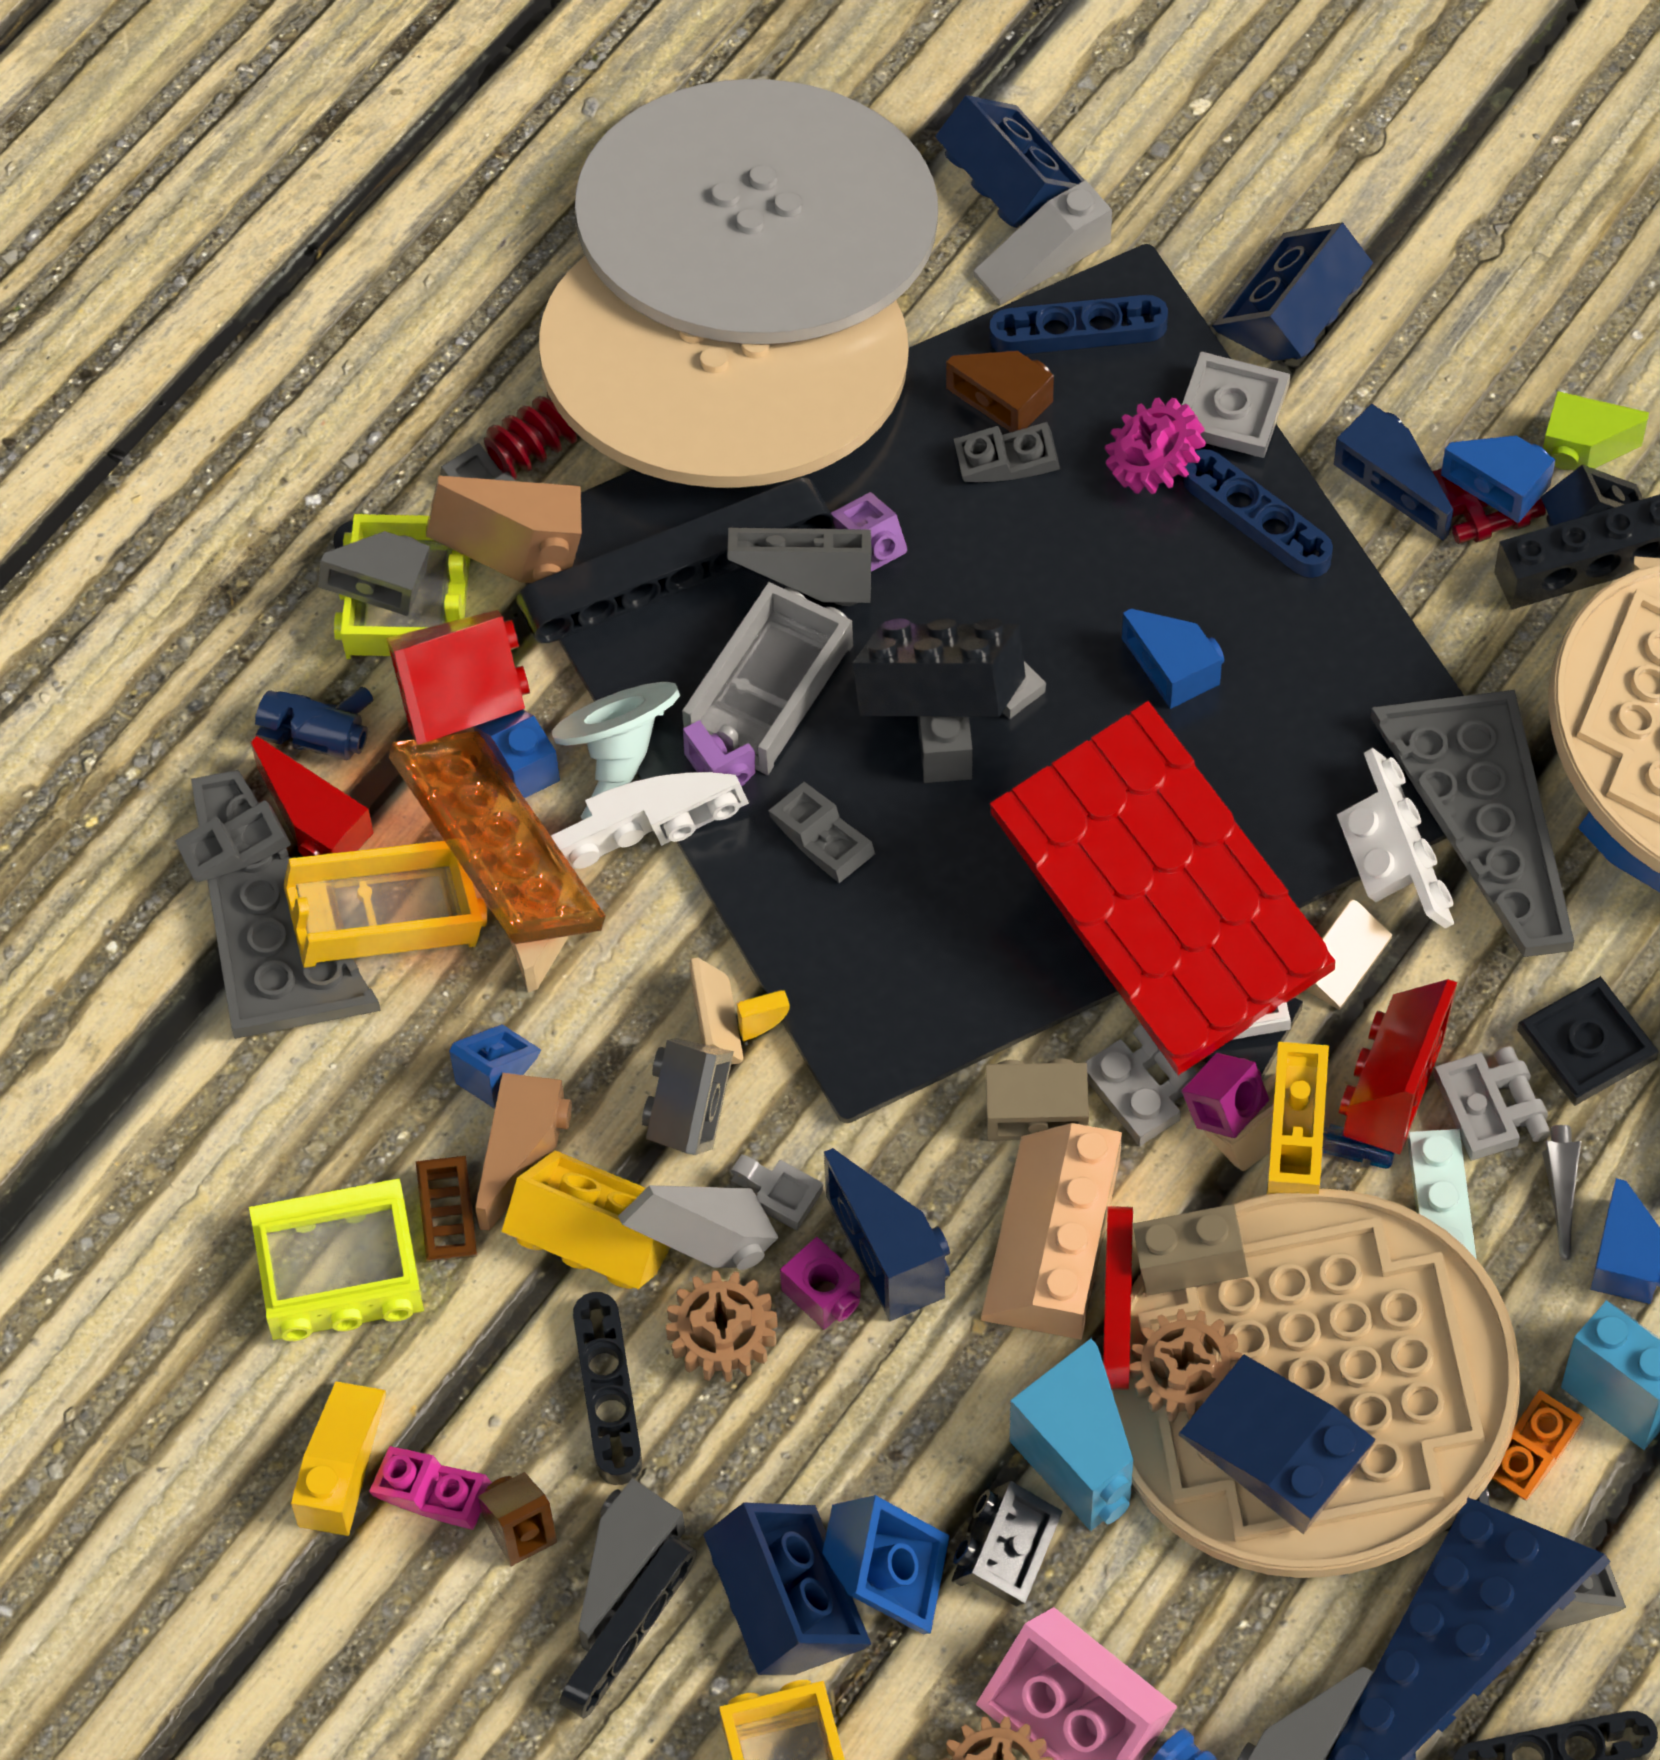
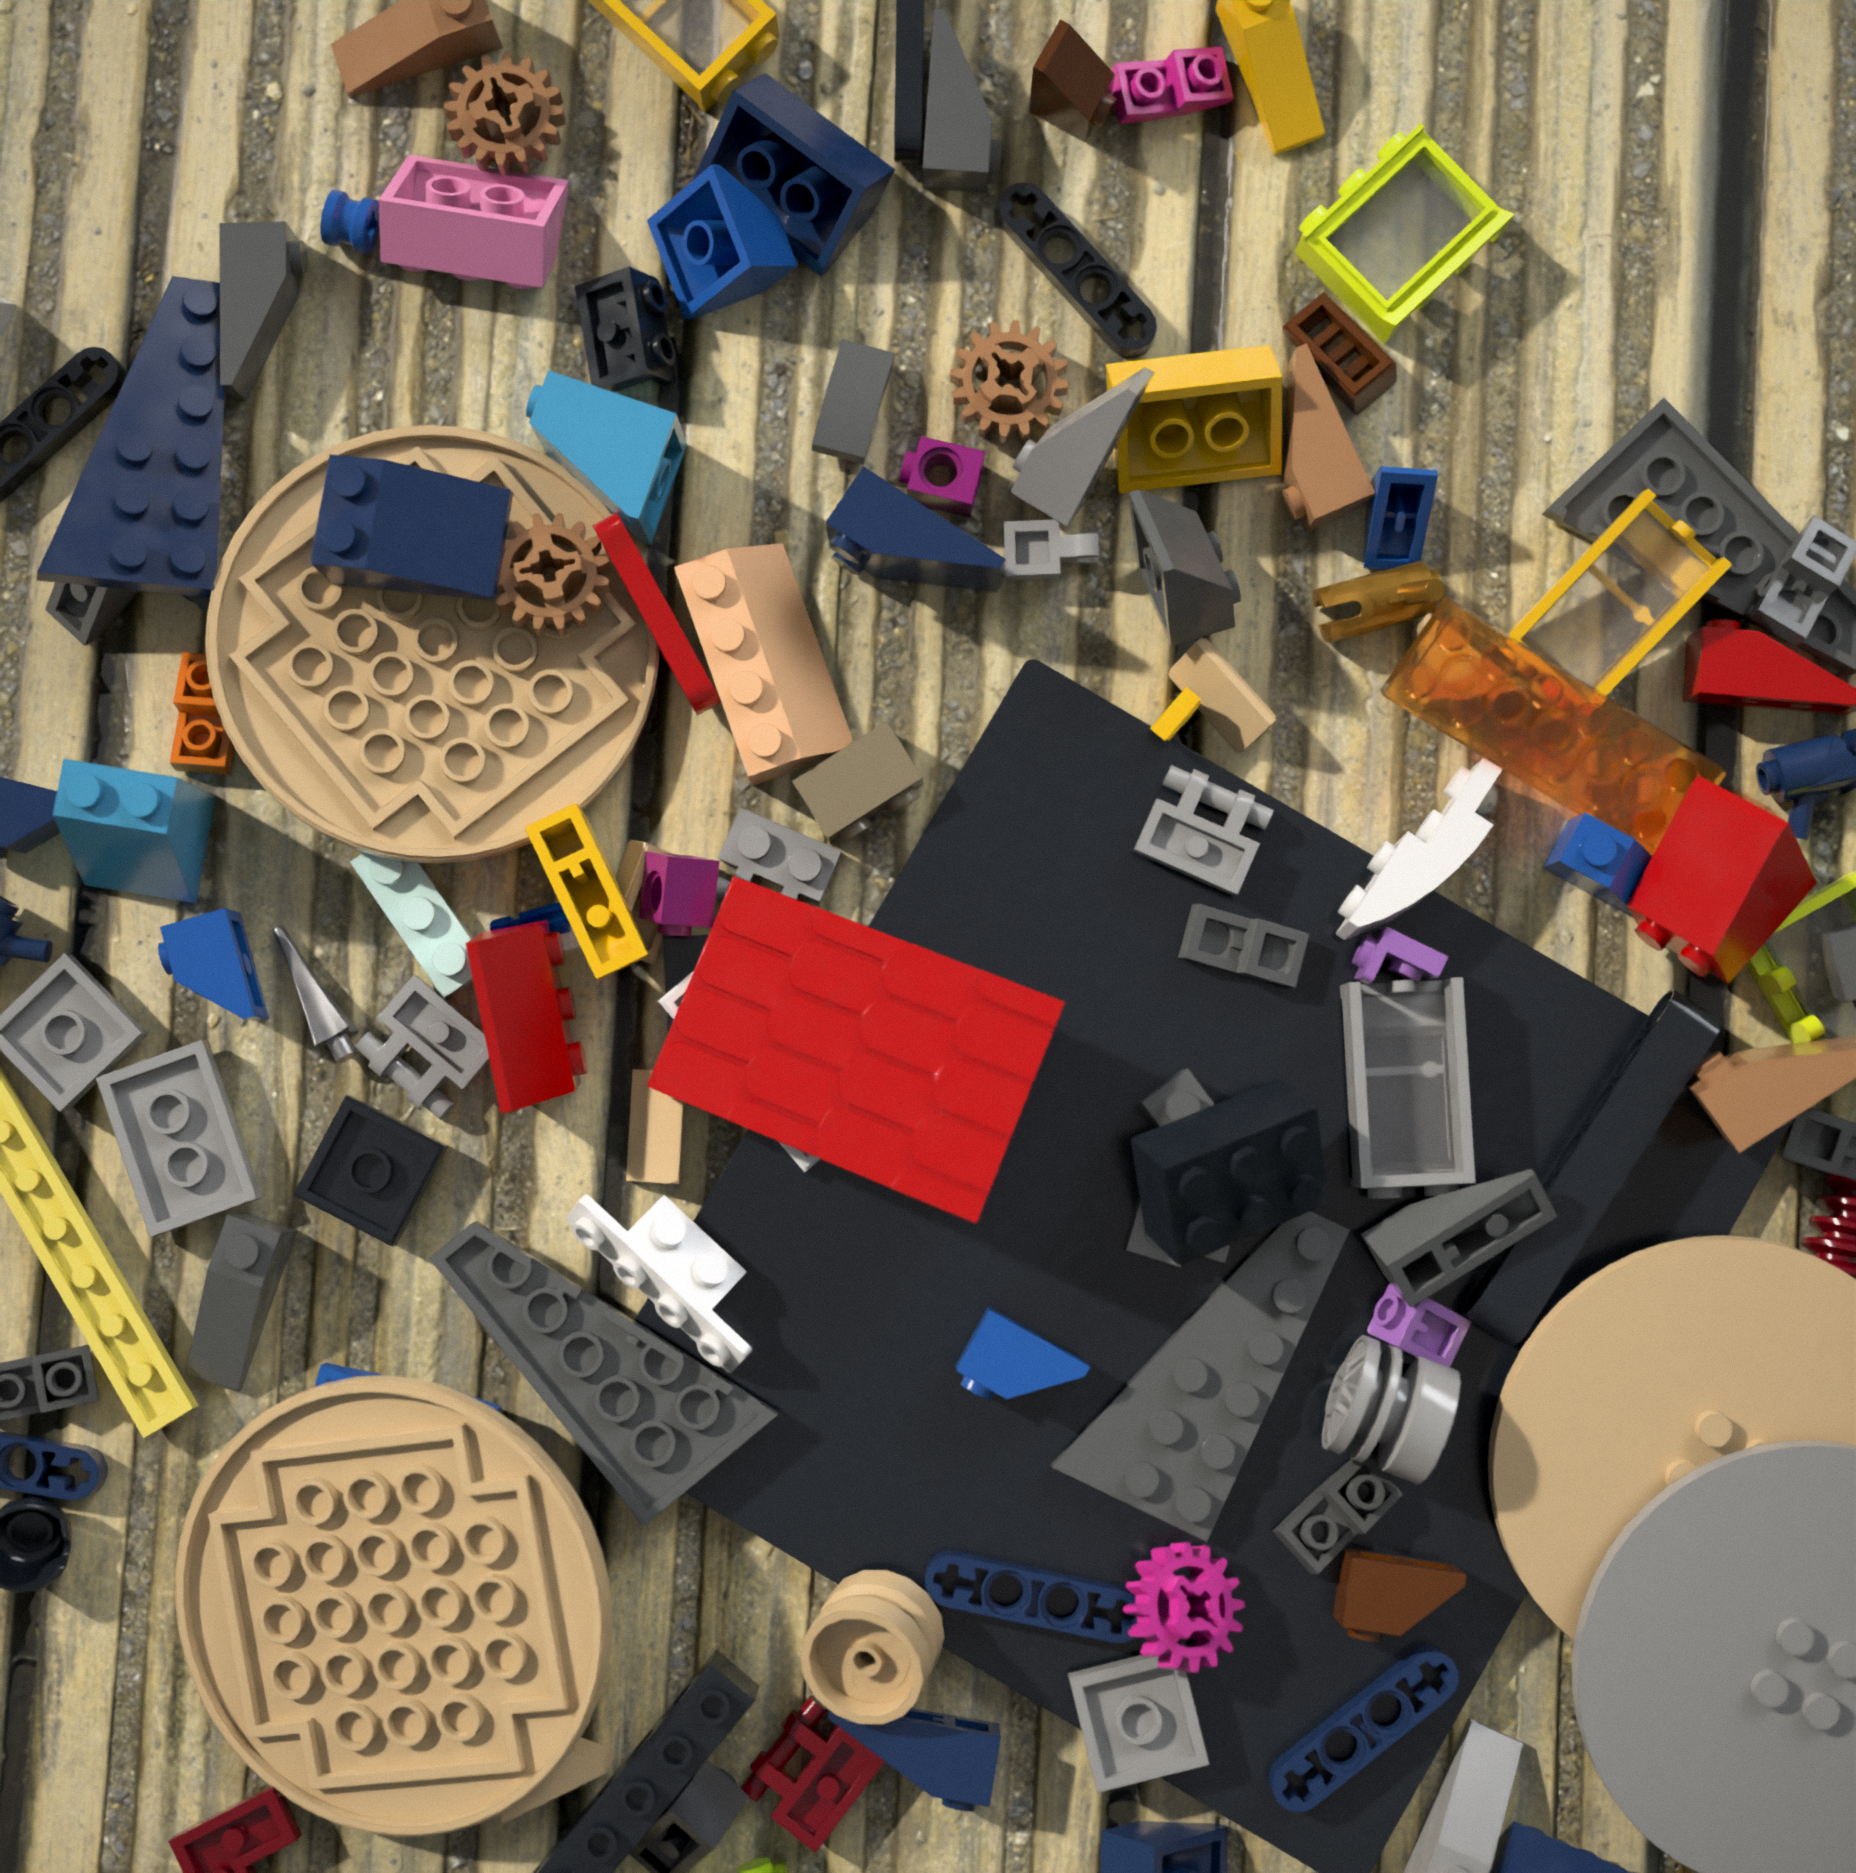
camera: 145 degrees right, 25 degrees up
(550, 1008) = (1385, 599): none -> pearl gold piece
(617, 731) = (1520, 924): light aqua piece -> none
(810, 912) = (1196, 845): none -> light grey plate
(854, 1385) = (853, 401): none -> dark grey slope
(928, 480) = (1403, 1413): none -> light grey wheel
(1053, 569) = (1198, 1402): none -> dark grey wing
(1190, 1249) = (611, 691): dark tan brick -> none
(1393, 533) = (872, 1647): none -> tan wheel
(1500, 472) = (799, 1796): blue slope -> none

